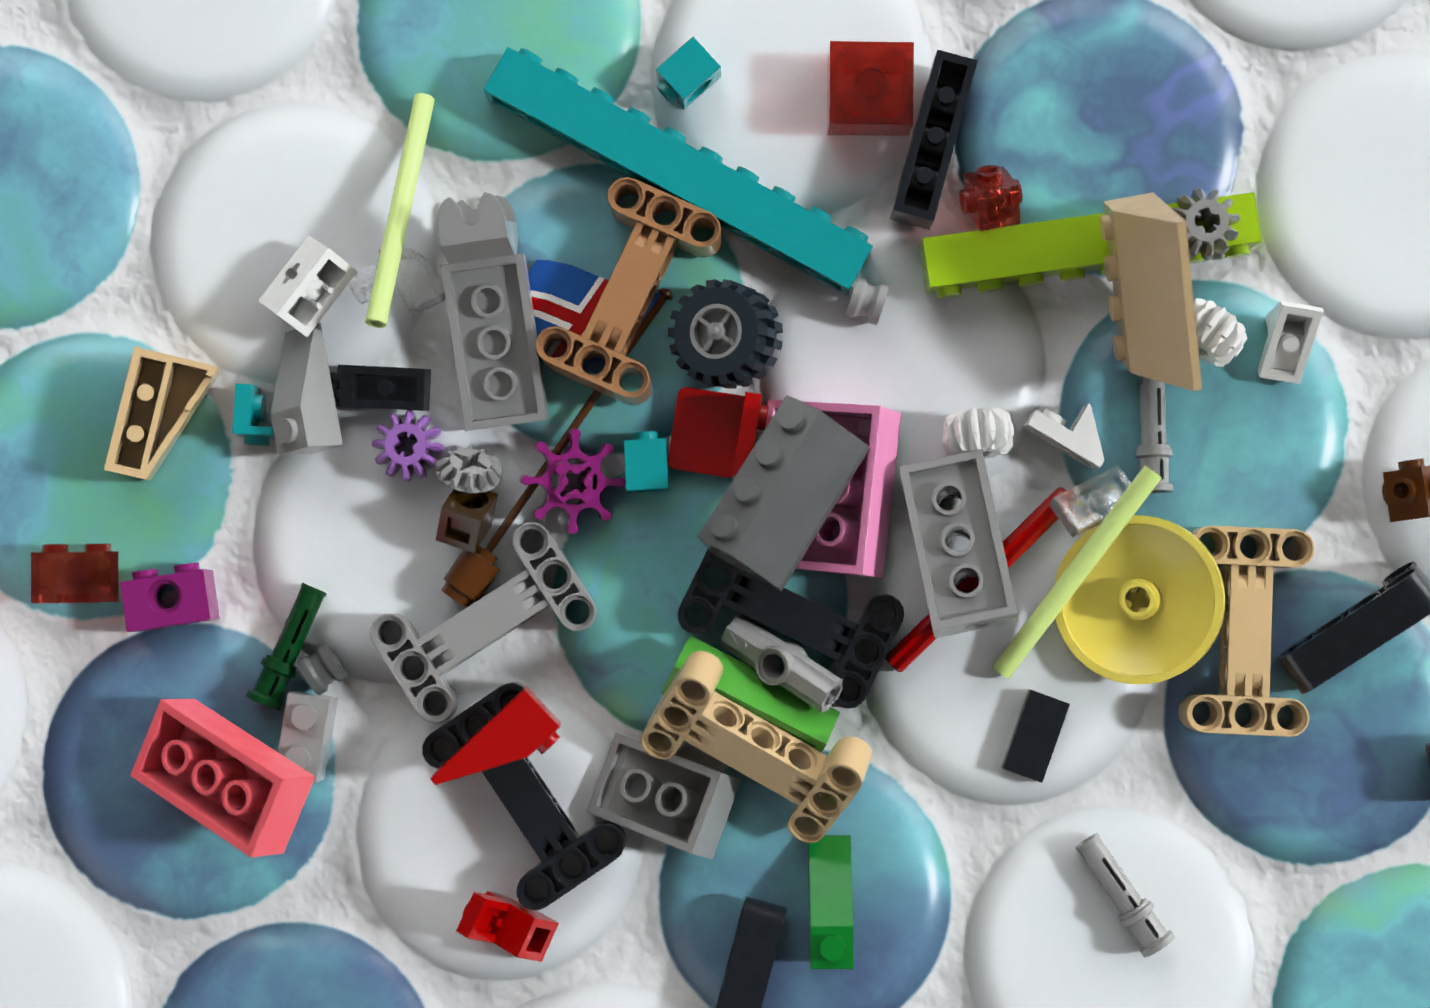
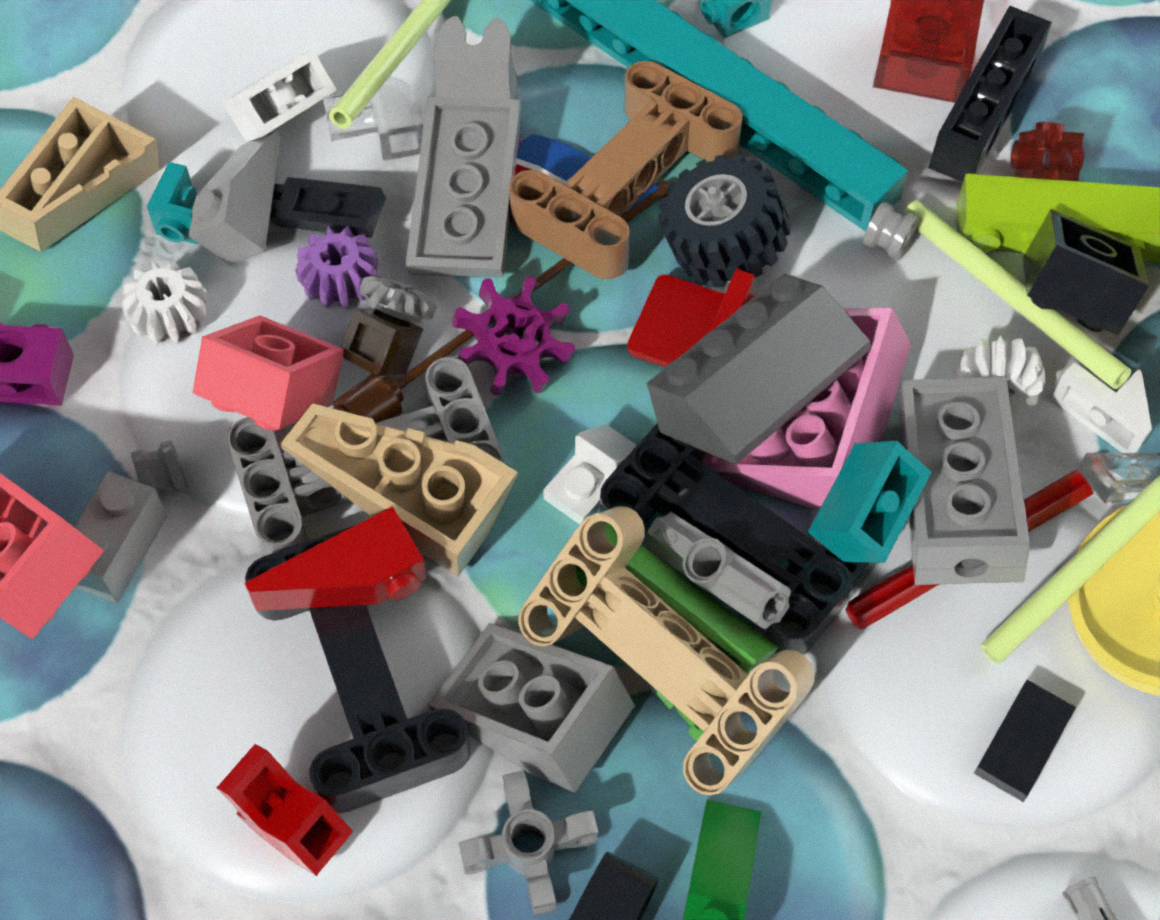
camera: 10 degrees right, 25 degrees down
(266, 526) = (164, 301): none -> white gear
(279, 665) = (105, 454): dark green pin -> none
(386, 573) = (267, 371): none -> coral brick
(531, 649) = (438, 488): none -> tan wedge
(646, 463) = (602, 338): teal brick -> none
(667, 584) = (580, 481): none -> white slope
(669, 912) = (486, 852): none -> light grey pin
(890, 598) = (870, 502): none -> teal brick
(978, 346) = (1014, 293): none -> yellowish green piece
(1034, 323) = (1084, 273): none -> black brick

